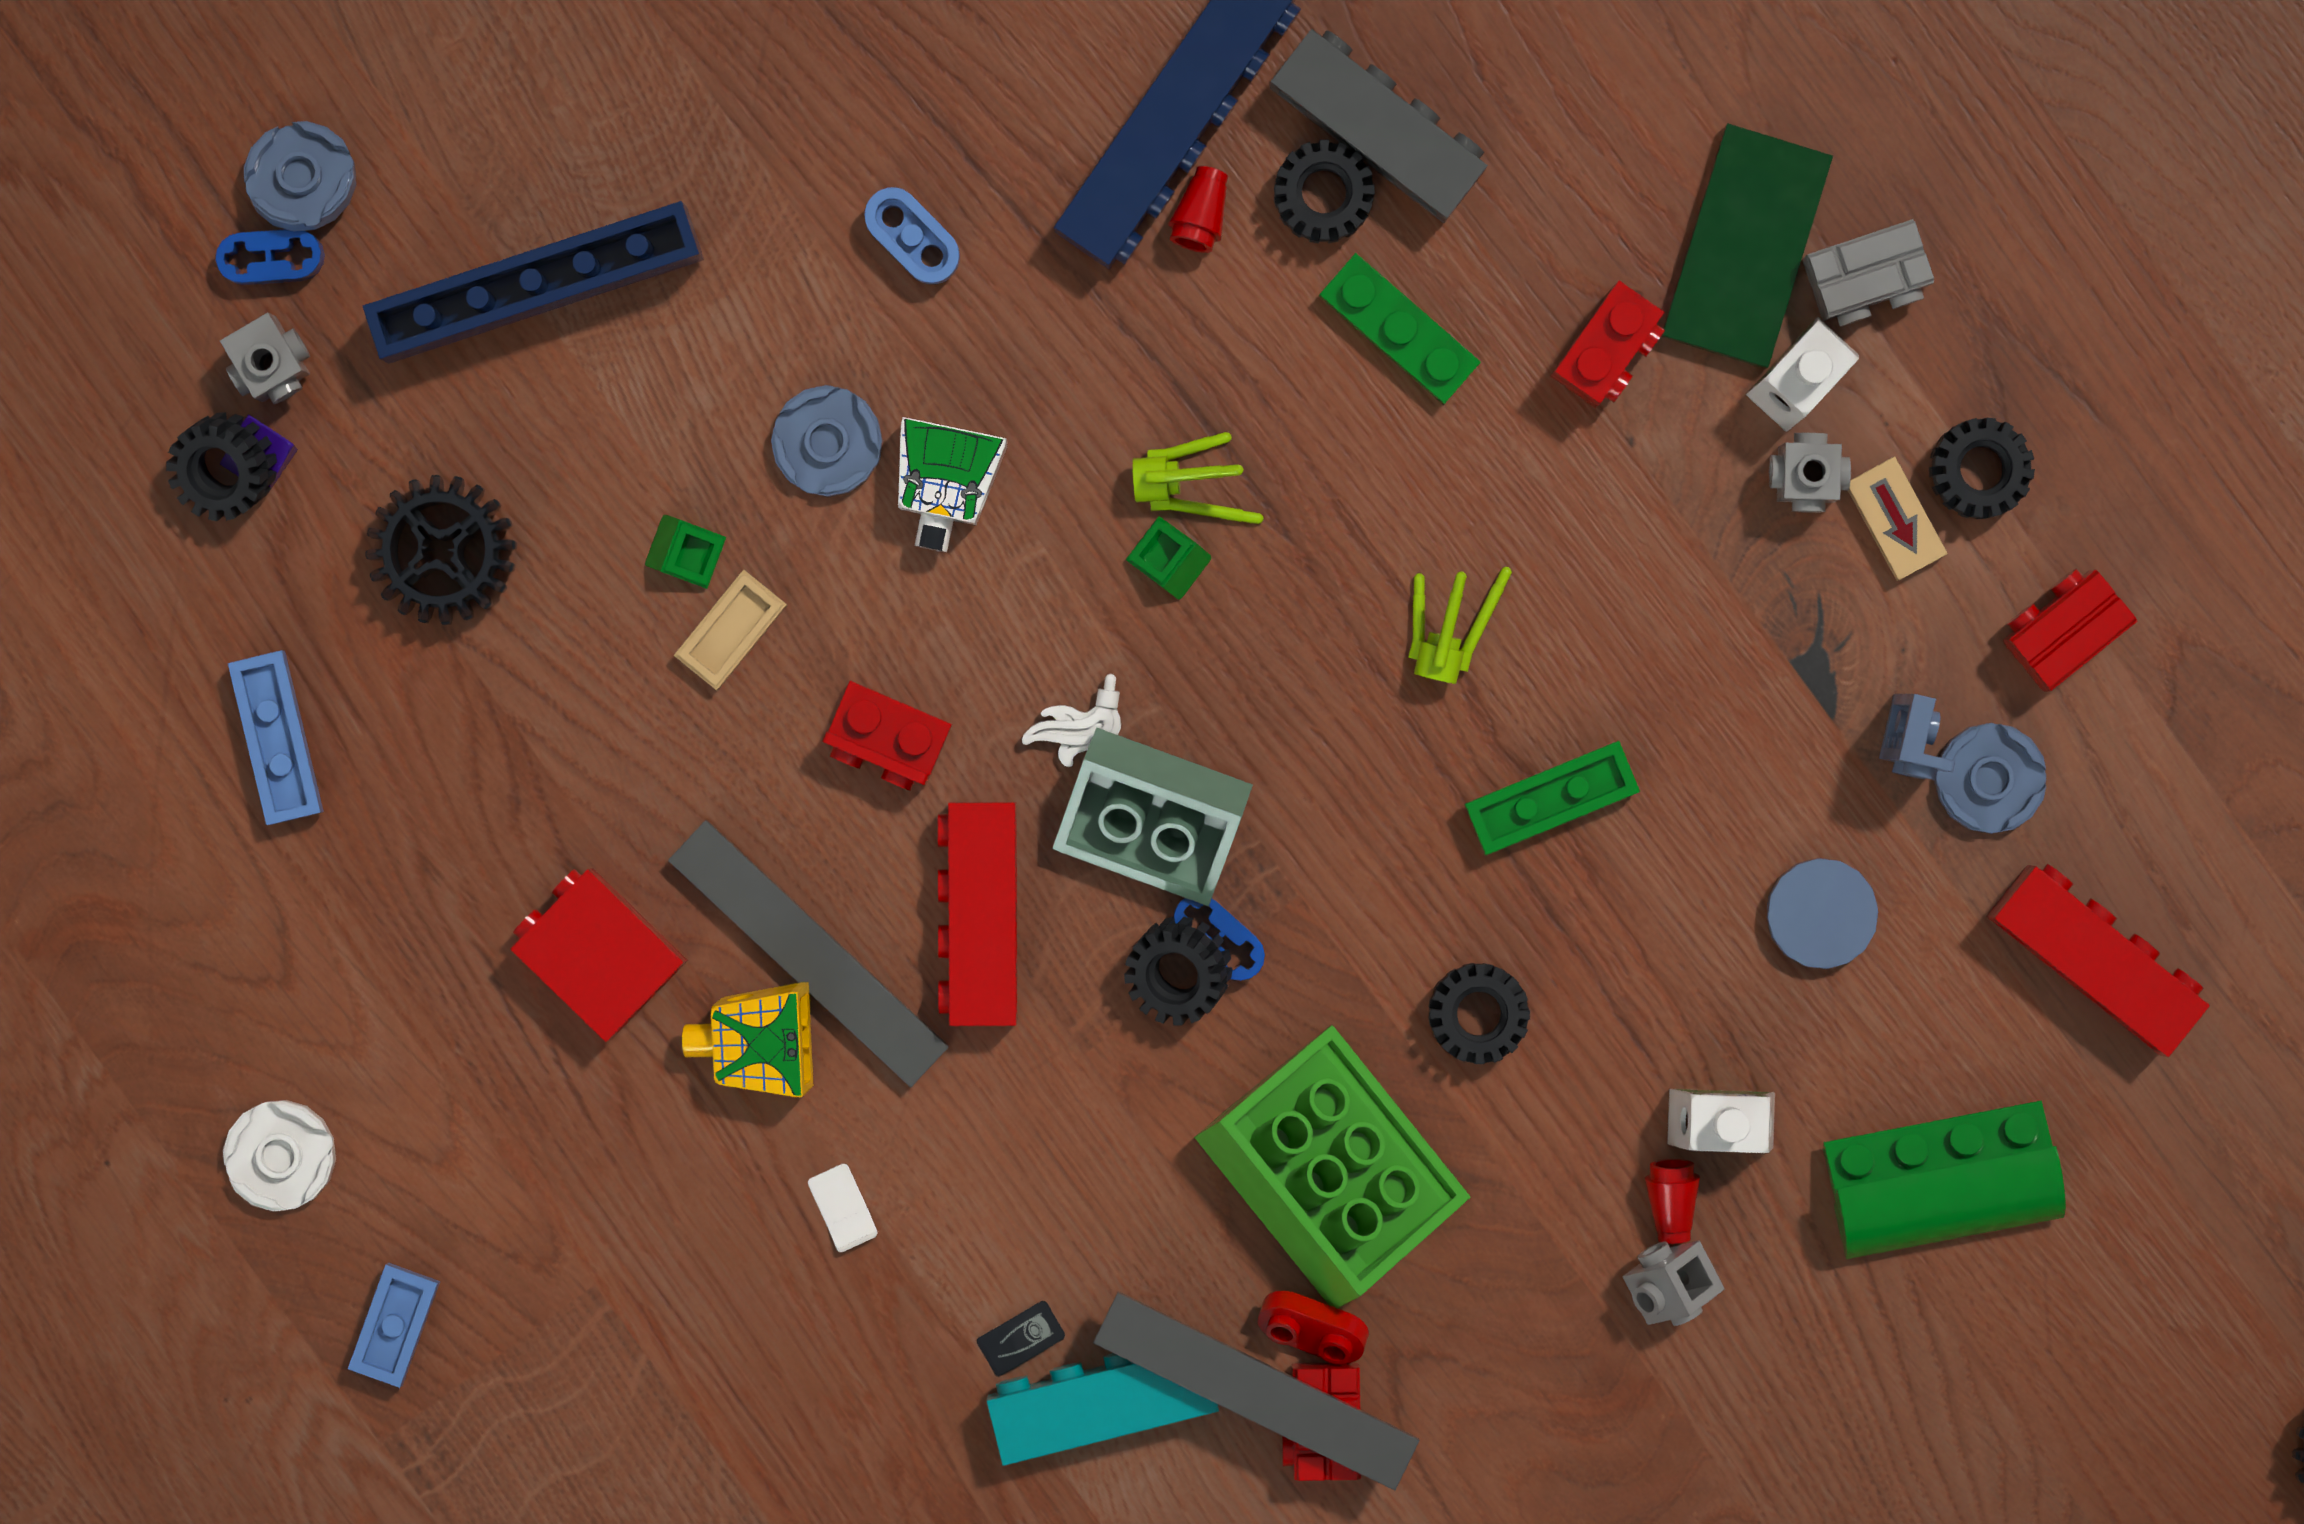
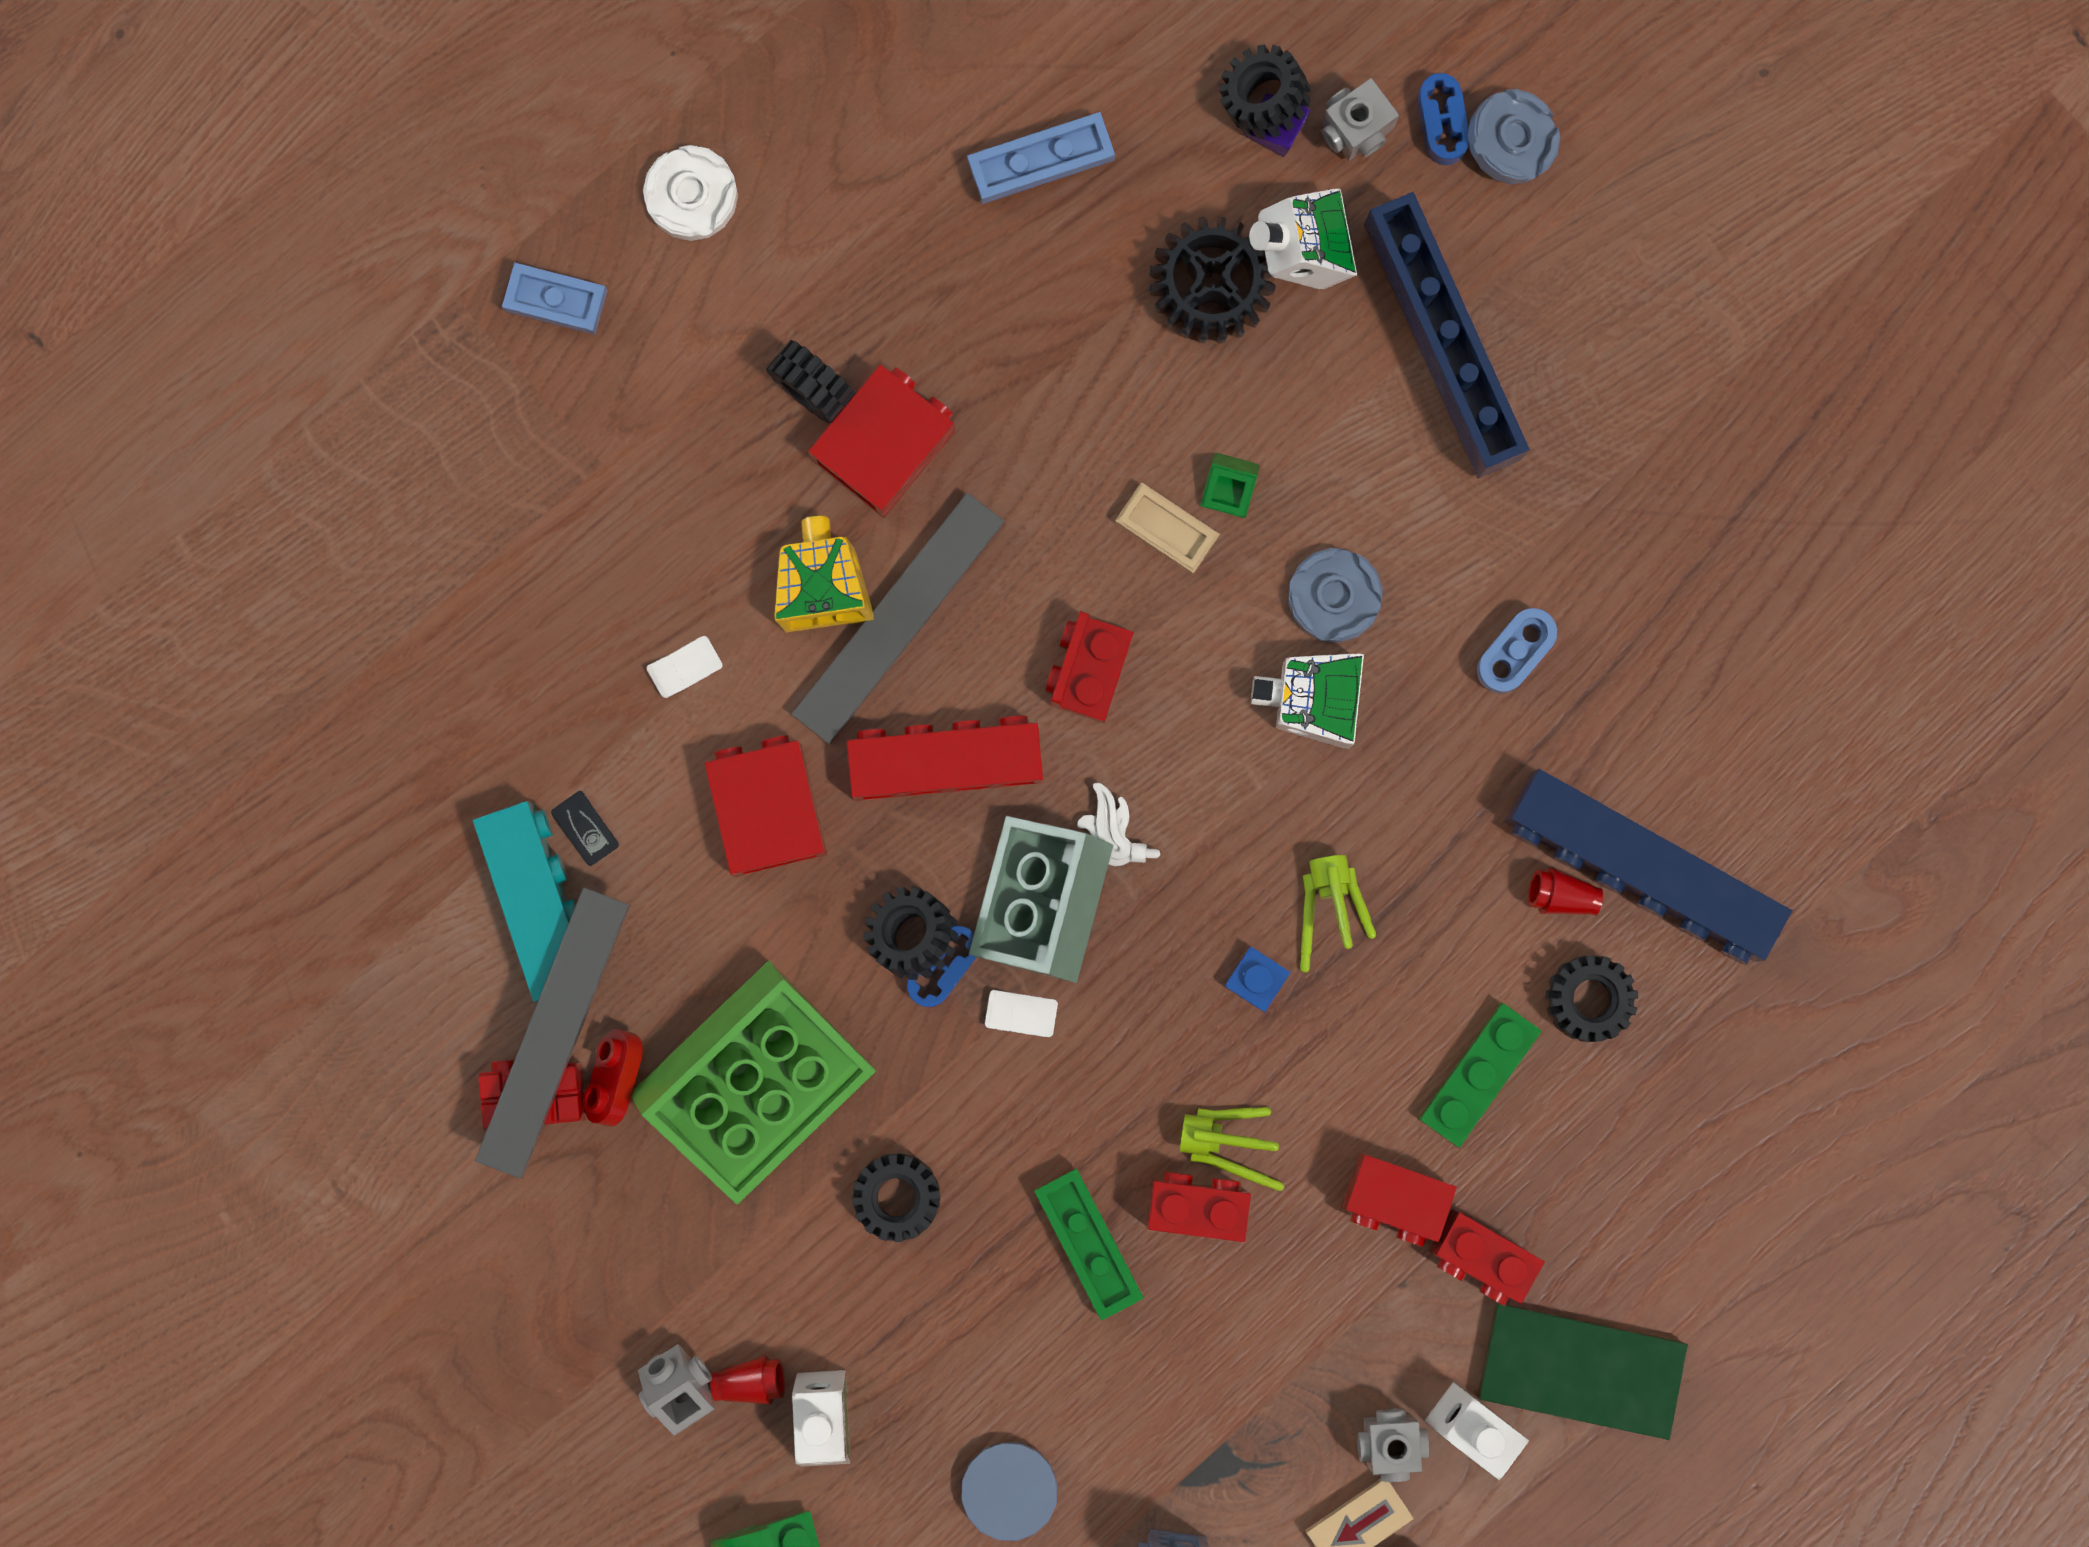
camera: 85 degrees right, 5 degrees down
(405, 435) = (1306, 239): none -> torso
(523, 1032) = (810, 381): none -> black tyre
(1015, 1126) = (765, 806): none -> red brick
(1169, 558) = (1263, 895): green slope -> none
(1266, 575) = (1257, 979): none -> blue plate
(1281, 851) = (1021, 1013): none -> white sticker
(1378, 124) = (1647, 1052): dark grey brick -> none
(1524, 668) = (1197, 1209): none -> red brick
(1532, 439) = (1399, 1199): none -> red brick
(1869, 271) = (1572, 1481): light grey brick -> none

